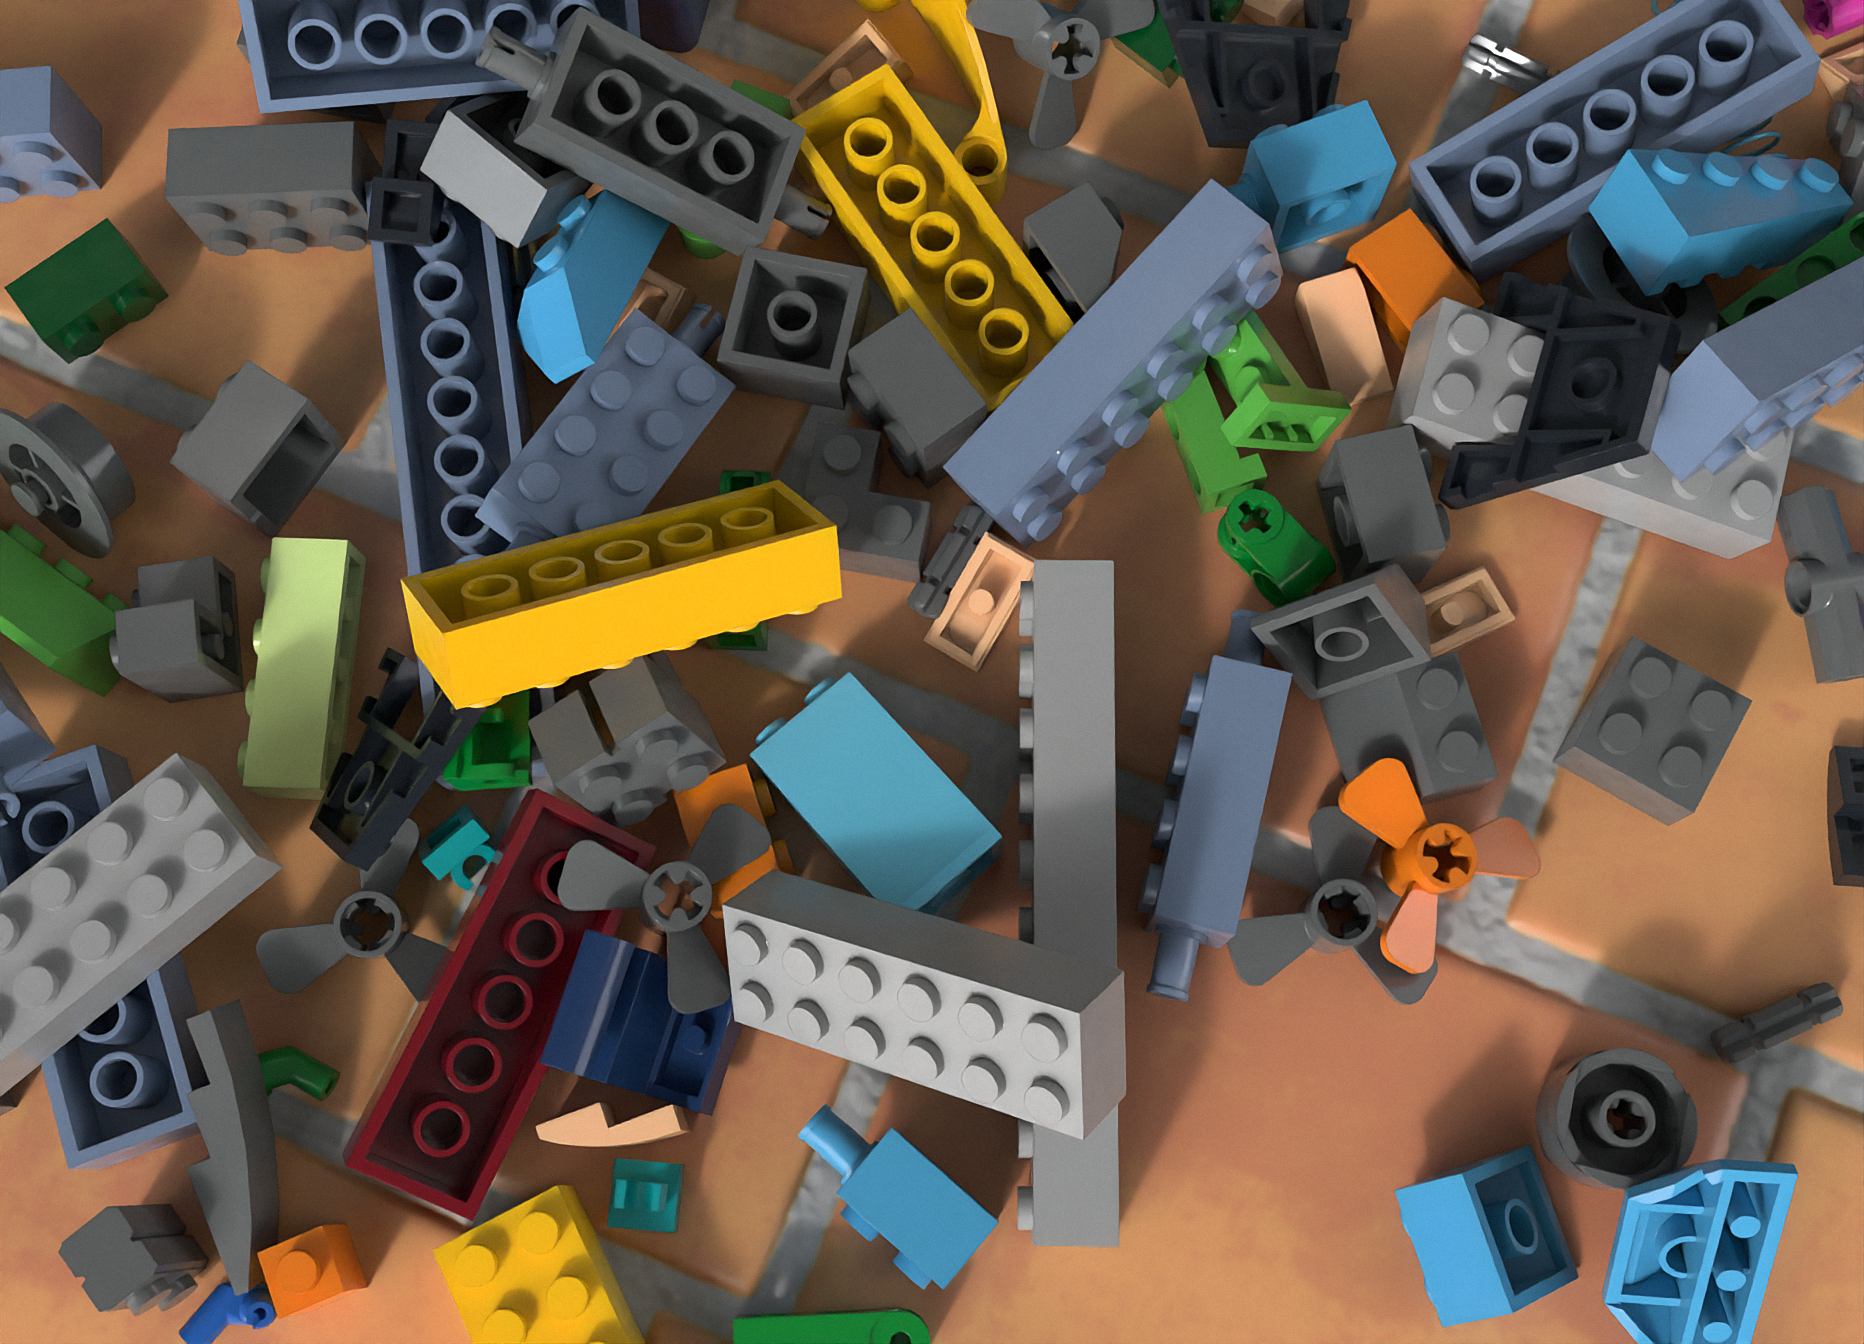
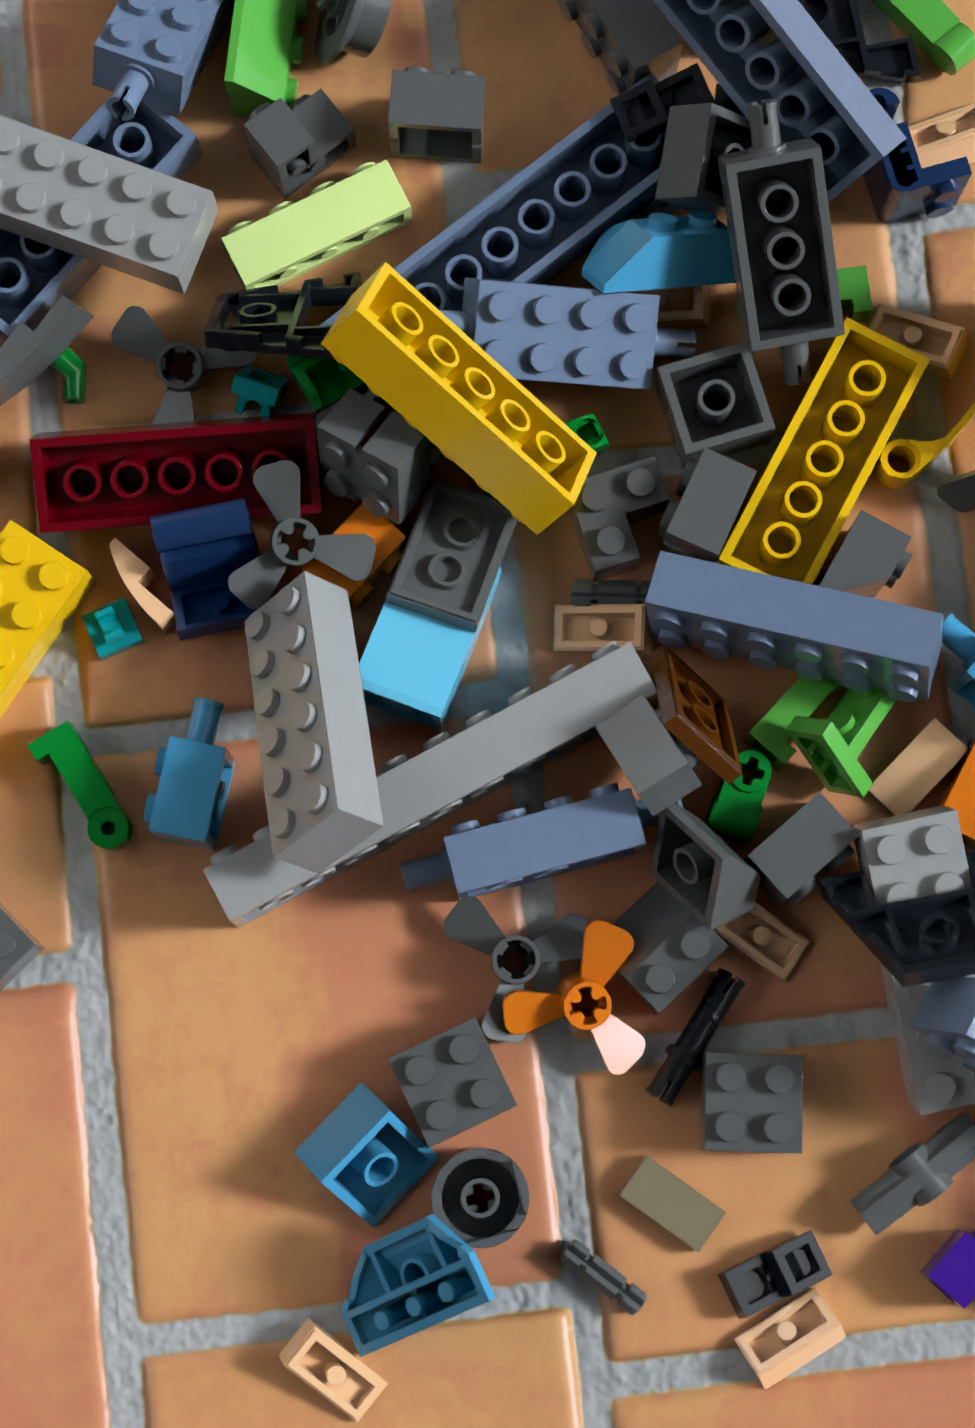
camera: 55 degrees right, 5 degrees up
(803, 717) = (452, 555): none -> dark grey tile
(1163, 534) = (695, 714): none -> reddish brown tile
(1186, 611) = (650, 755): none -> dark grey brick
(1452, 1076) = (452, 1082): none -> dark grey brick
(1536, 756) = (695, 1037): none -> black pin
(1723, 892) = (672, 1203): none -> dark tan tile

